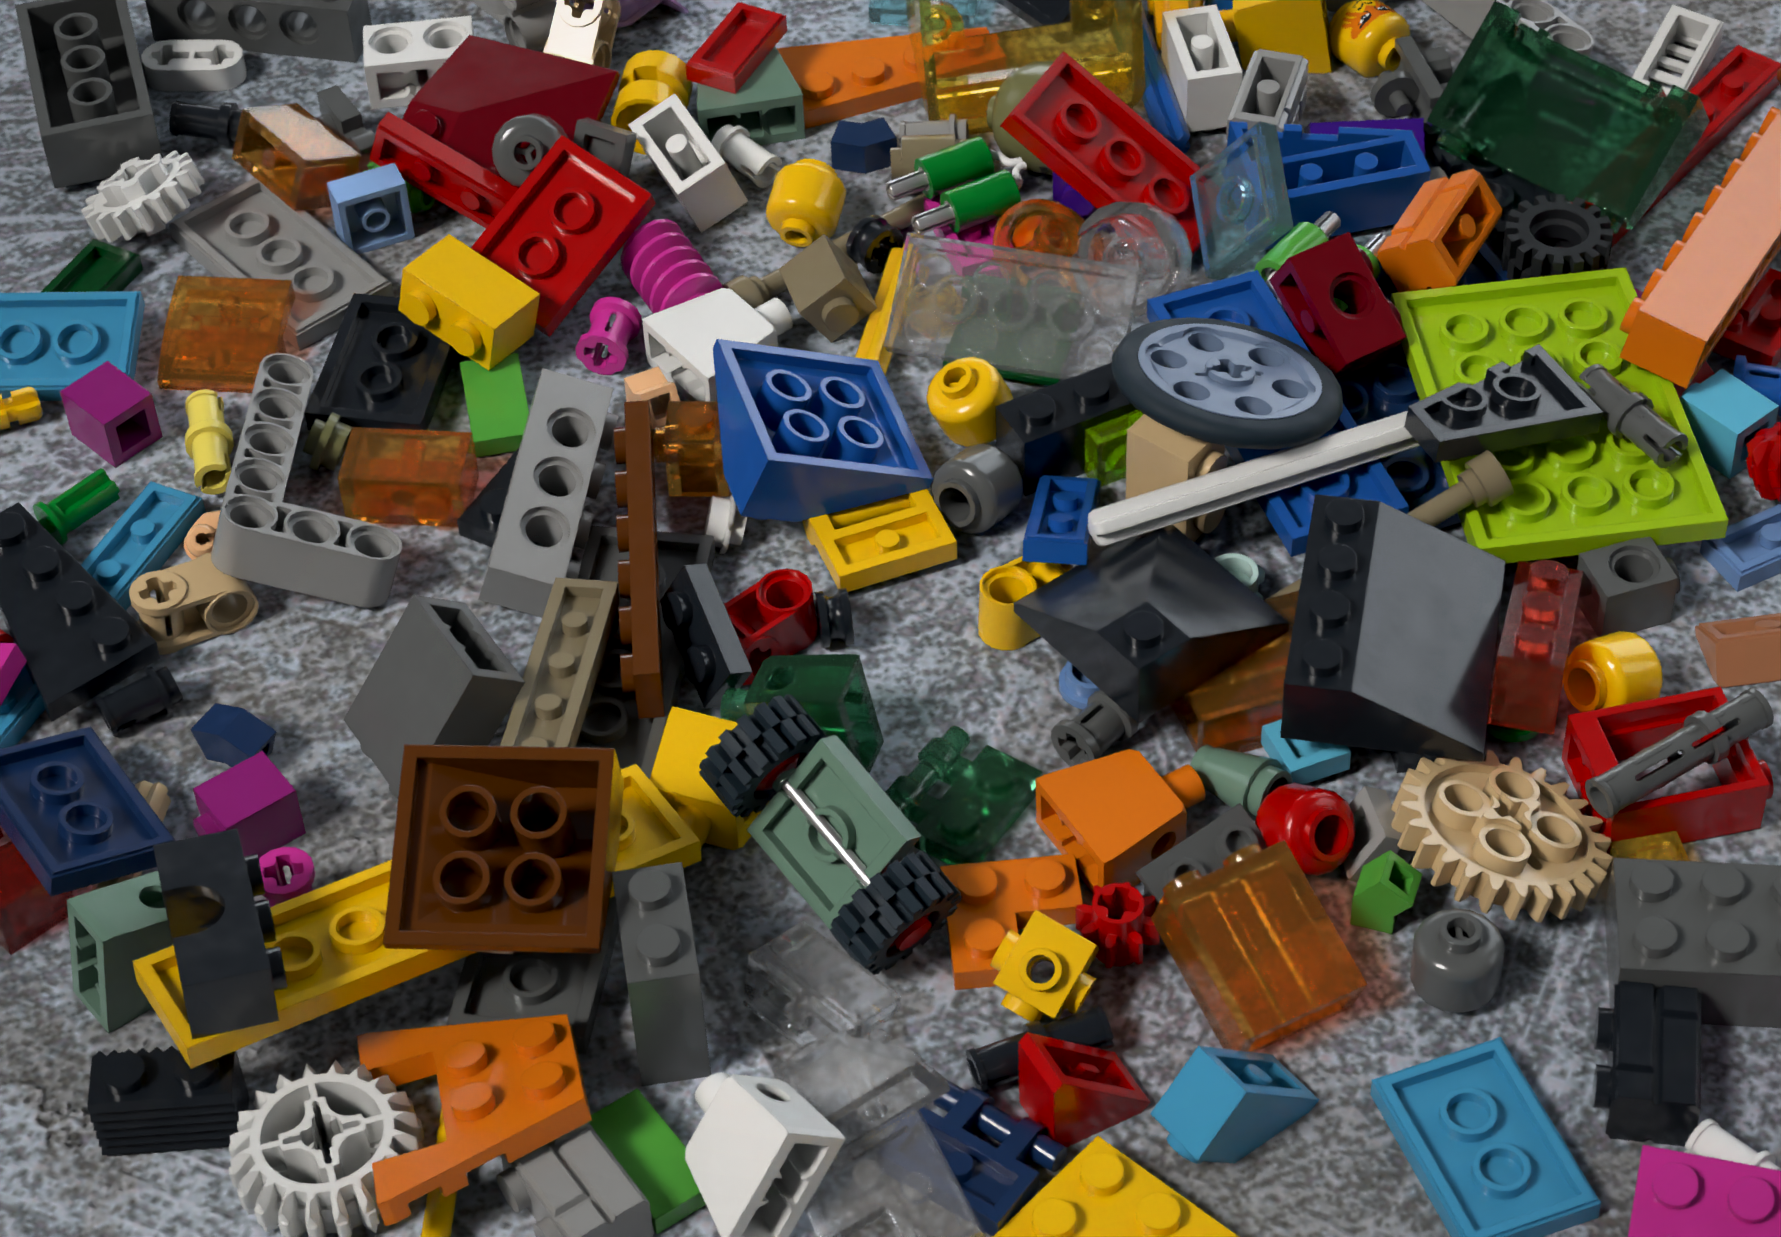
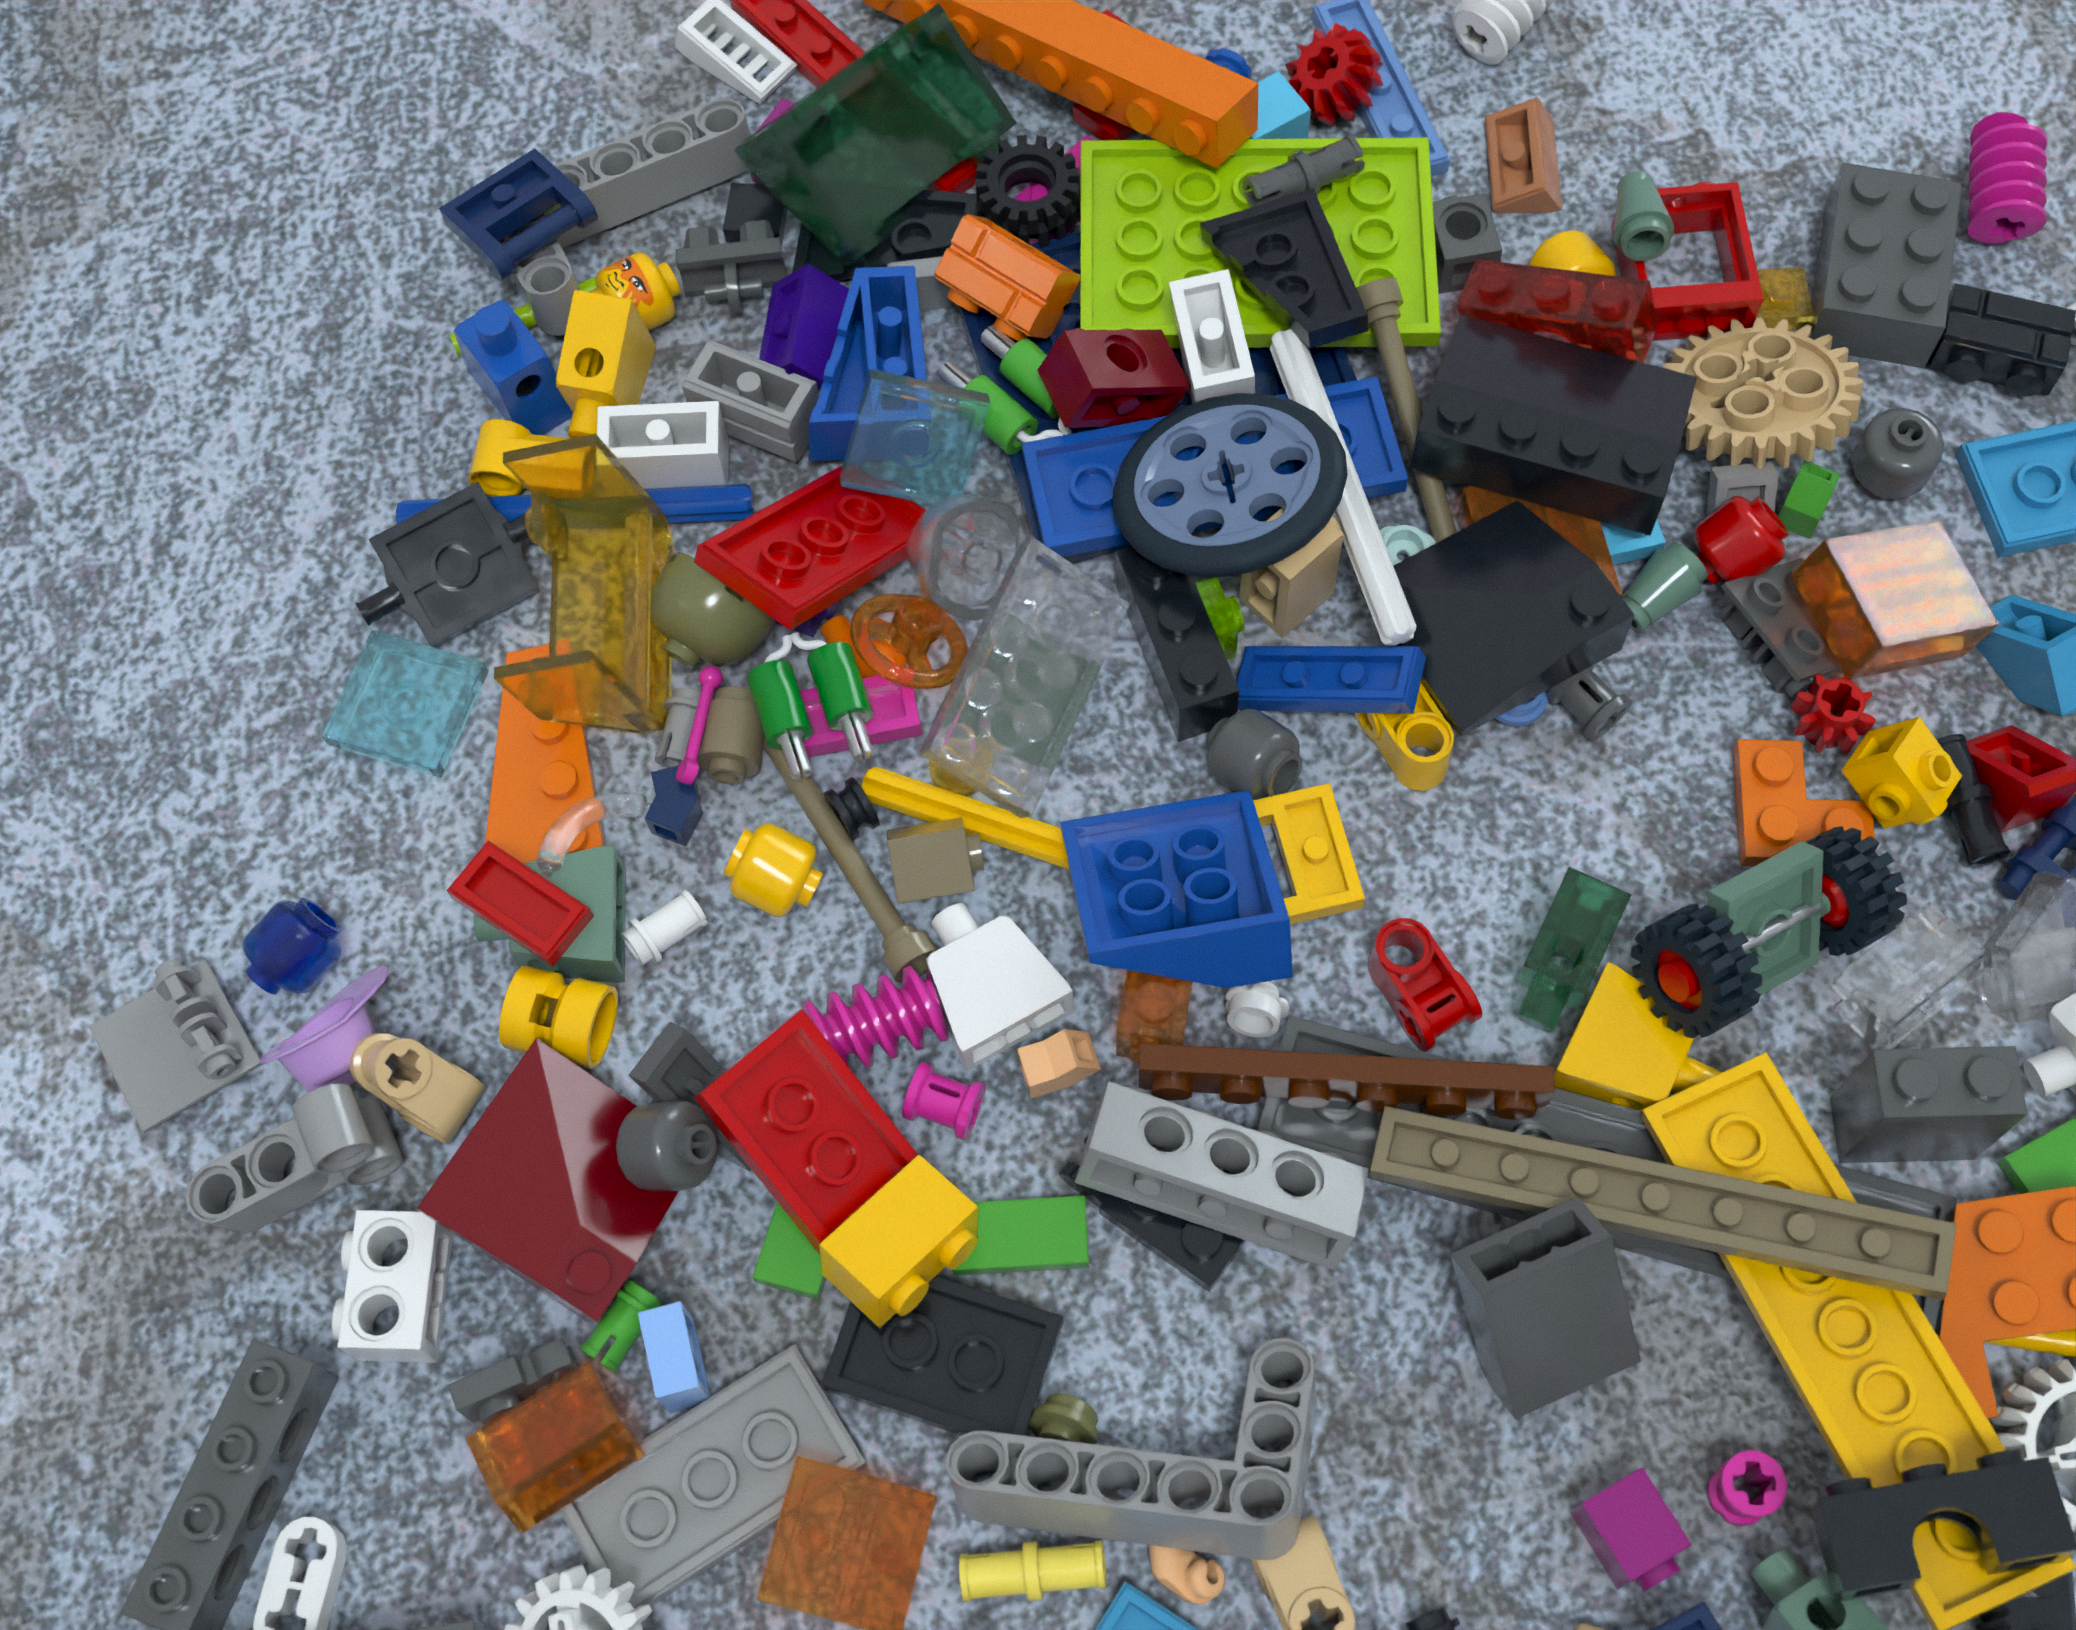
camera: 80 degrees left, 20 degrees up
(205, 121) = (444, 1541): black pin -> none
(232, 735) = (1516, 1543): dark blue piece -> none
(408, 476) = (1142, 1335): clear orange brick -> none
(440, 170) = (664, 1253): red tile -> none
(504, 848) = (1879, 1208): reddish brown slope -> none
(688, 163) = (691, 982): white brick -> none
(704, 634) = (1462, 1026): black plate -> none
(823, 73) = (581, 816): none -> clear piece
(834, 617) = (1414, 904): black bush -> none
(887, 129) = (710, 679): none -> dark pink hinge
(965, 399) = (1117, 744): yellow head -> none
(977, 807) = (1661, 818): clear green plate -> none
(1116, 814) = (1706, 693): orange torso -> none
(1395, 365) = (1211, 336): none -> white slope
(1672, 683) = (1641, 218): none -> sand green cone
(1739, 720) = (1709, 212): dark grey pin -> none

